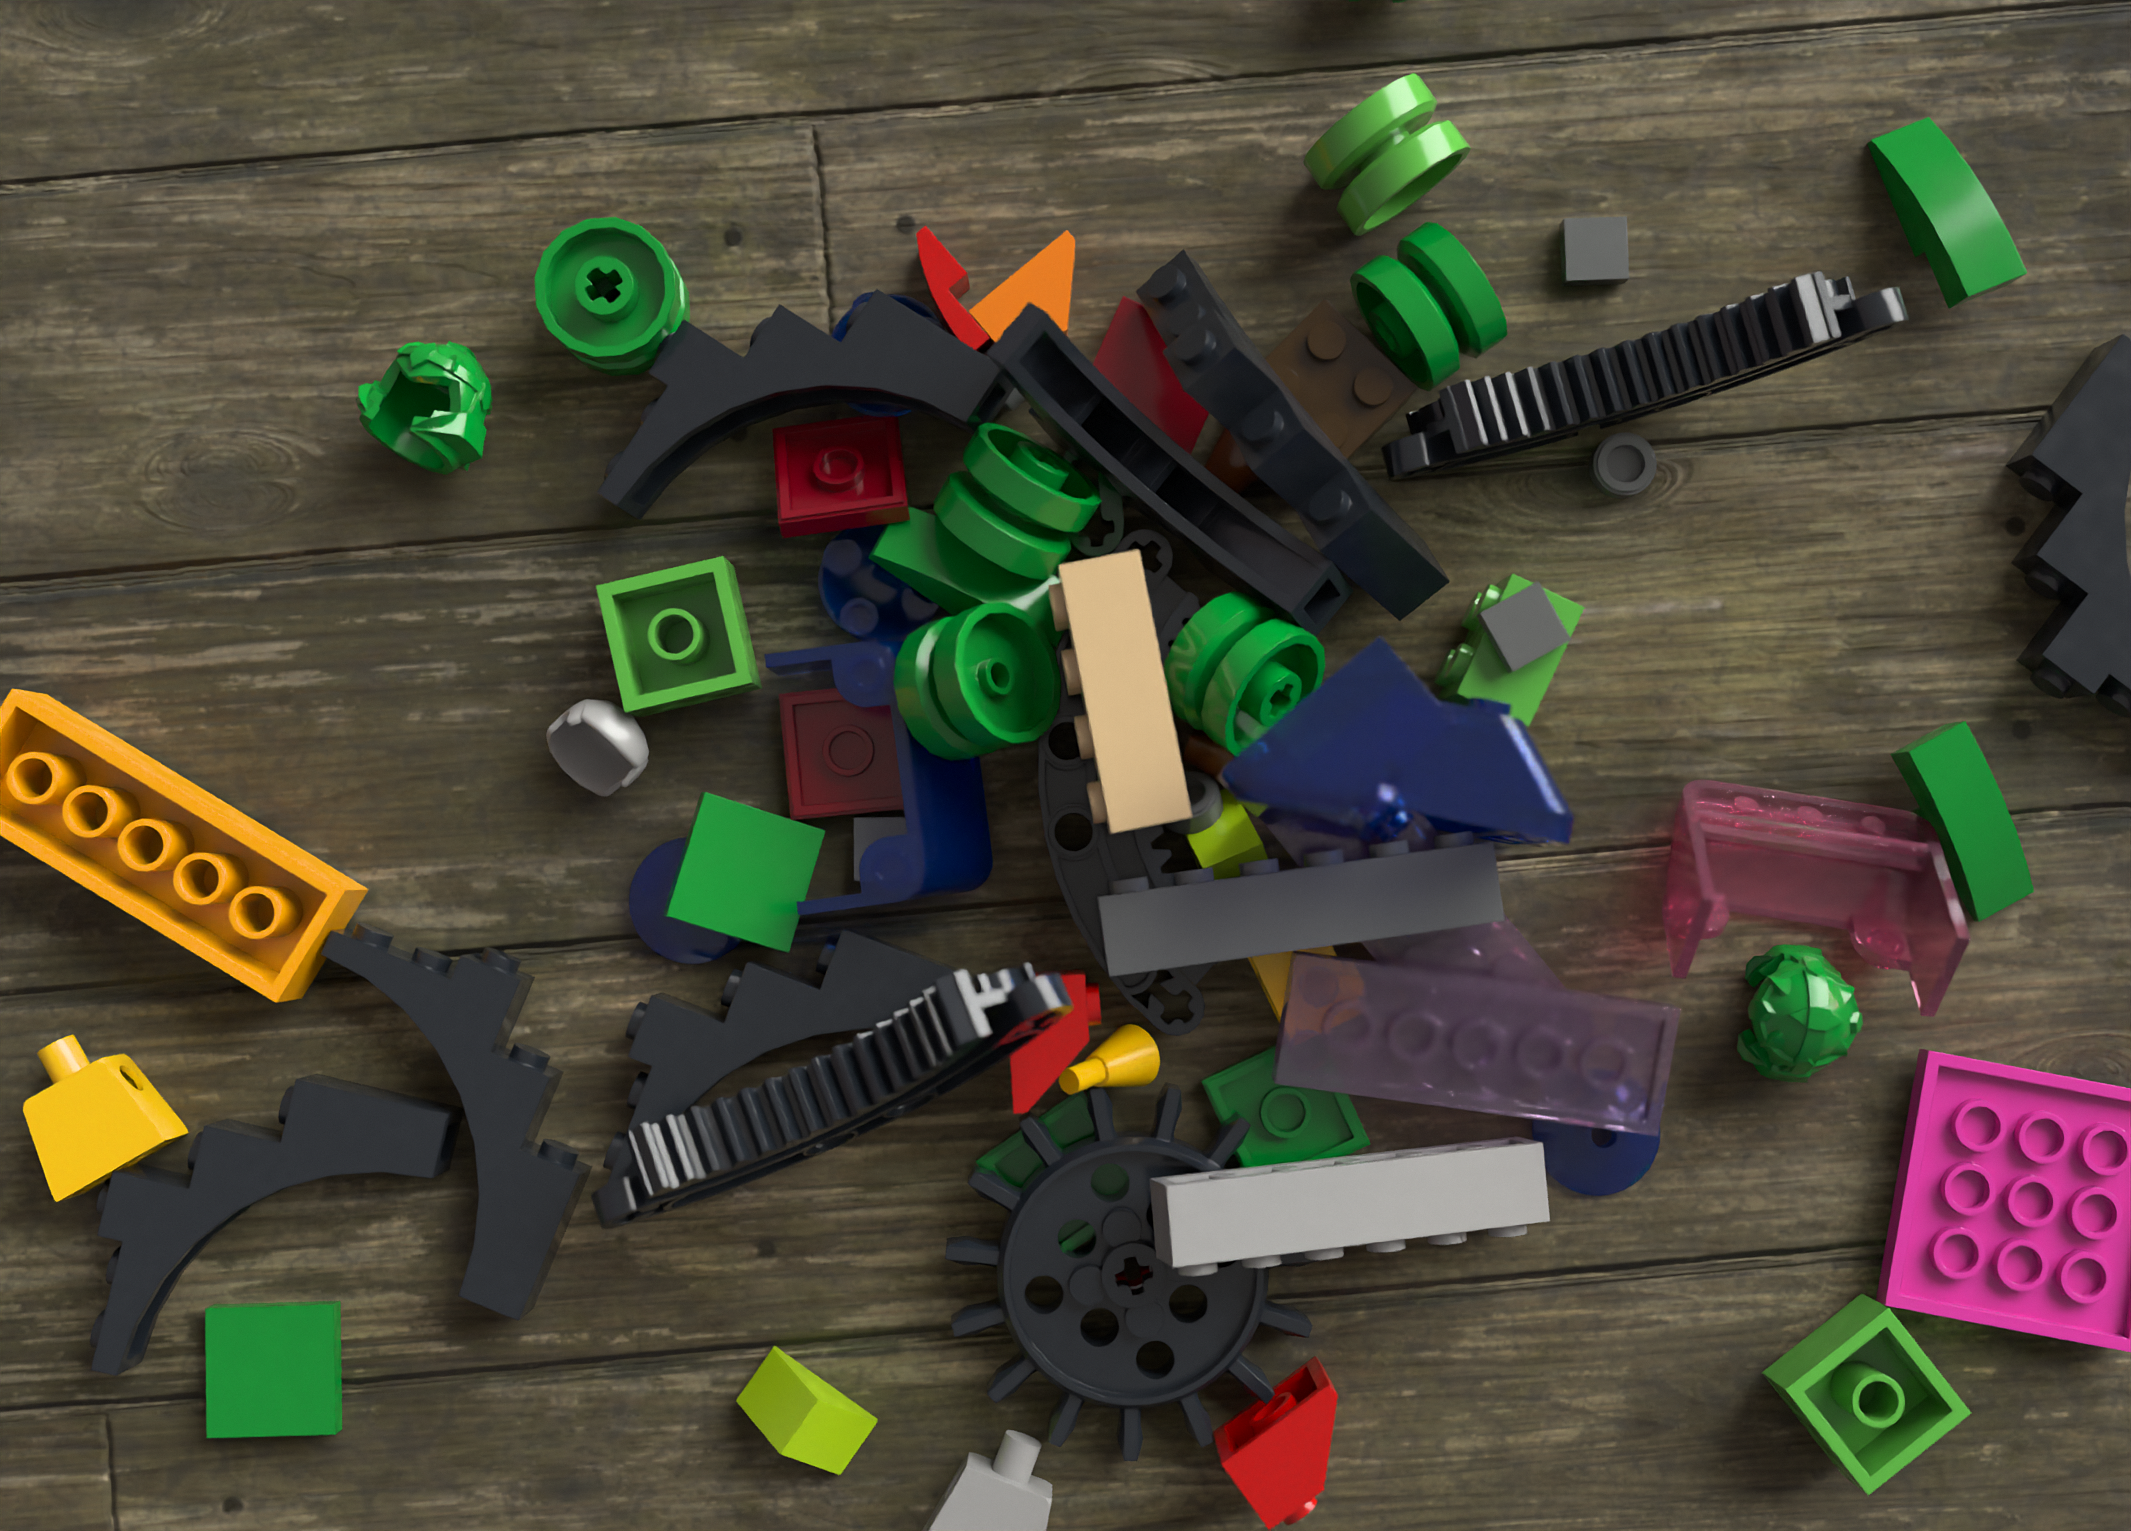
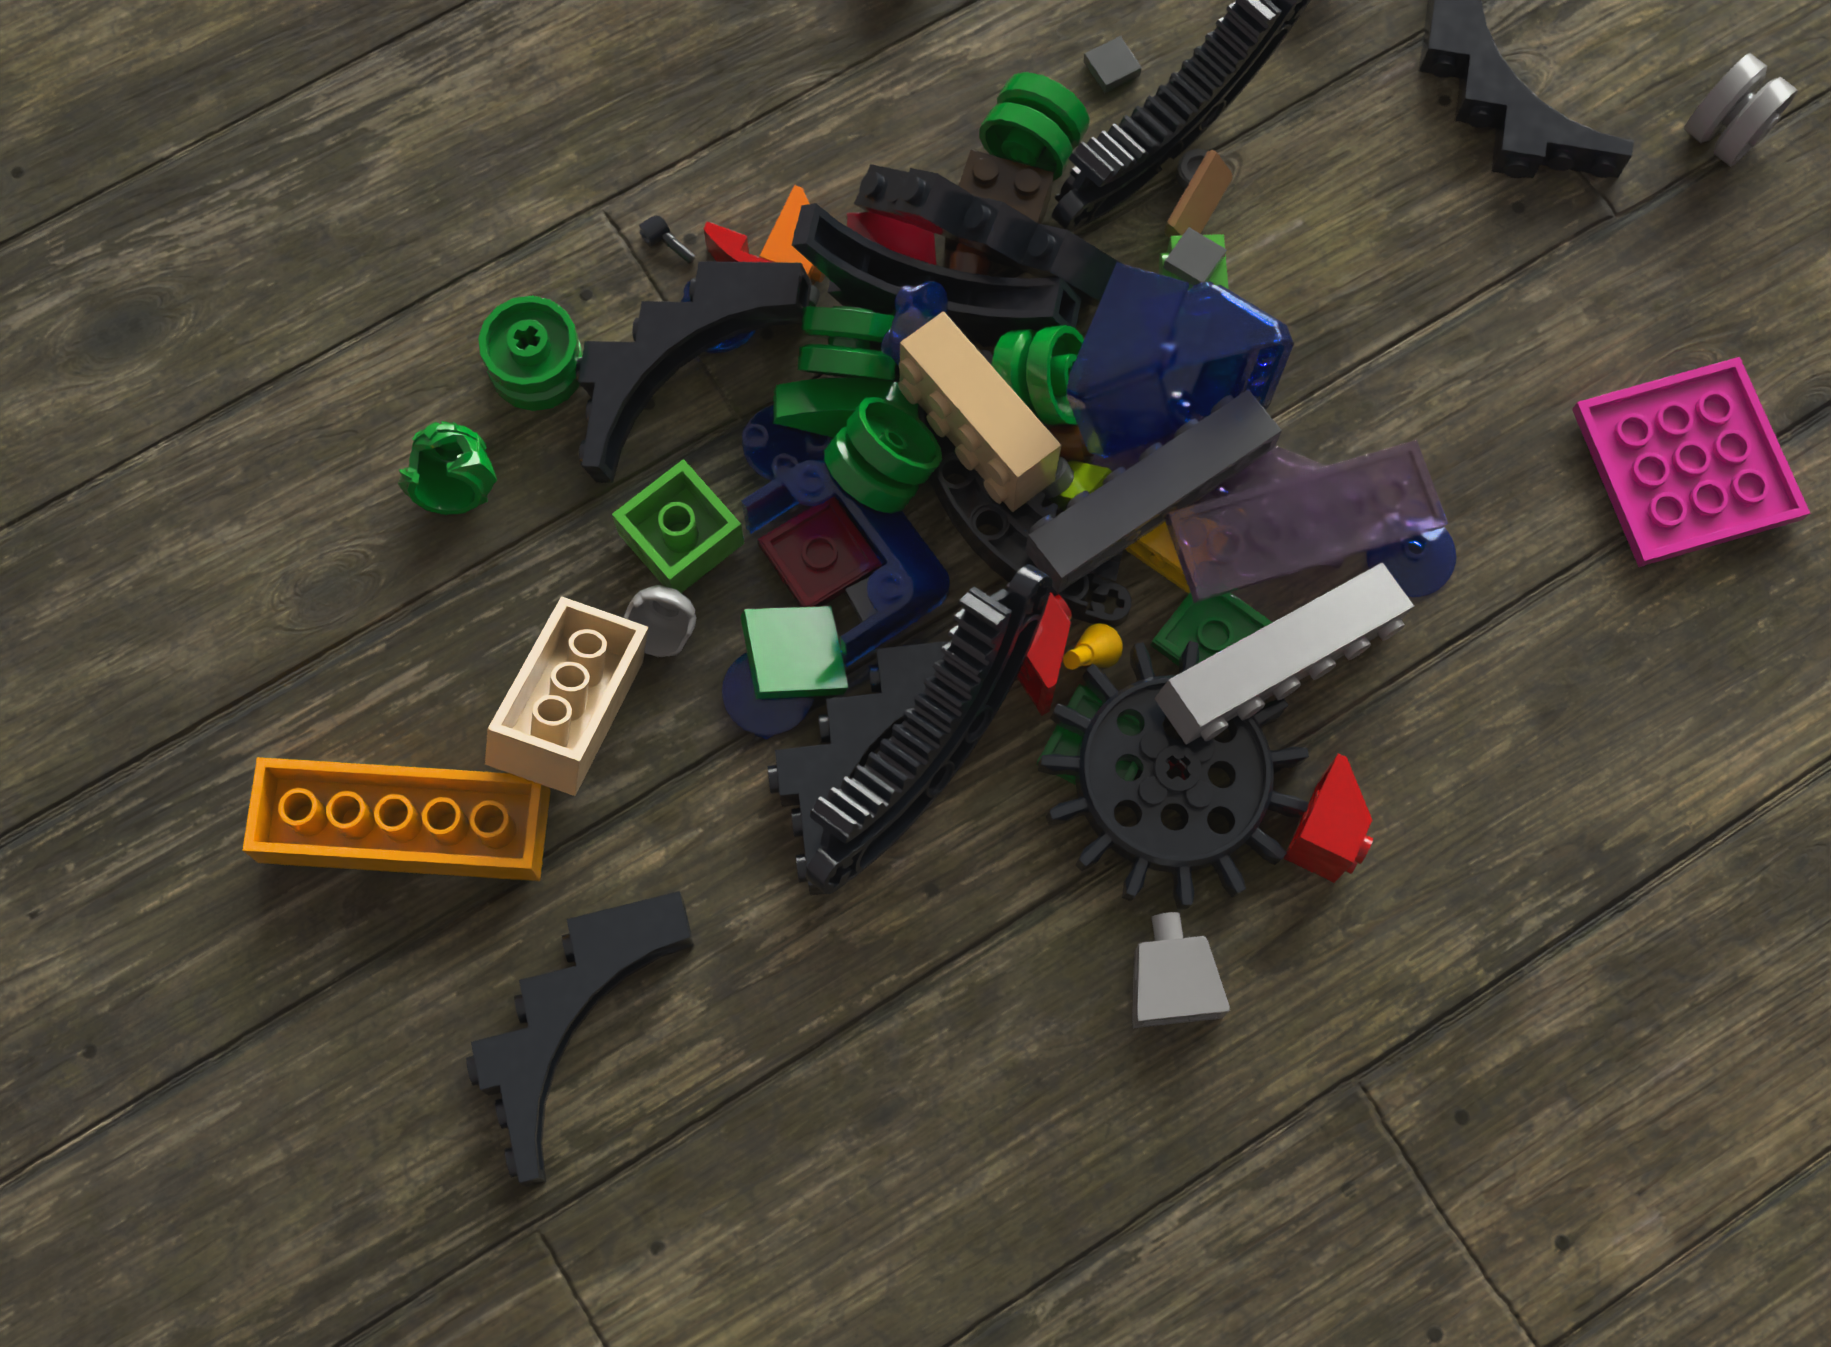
camera: 30 degrees left, 15 degrees down
(95, 1118) = (438, 1022): yellow torso -> none
(273, 1369) = (641, 1134): green tile -> none
(422, 802) = (566, 696): none -> tan brick
(469, 1017) = (660, 832): black arch -> none
(804, 1414) = (1014, 976): lime slope -> none
(839, 475) = (728, 388): dark red tile -> none
(862, 194) = (657, 230): none -> black hand
(1110, 525) = (914, 309): none -> clear blue dish
(1386, 154) = (962, 58): bright green wheel -> none
(1595, 514) = (1200, 196): none -> medium nougat slope
(1799, 1014) = (1492, 413): green helmet -> none
(1819, 866) = (1451, 333): clear pink windscreen -> none
(1866, 1393) = (1665, 614): bright green brick -> none
(1969, 816) = (1516, 264): green slope -> none

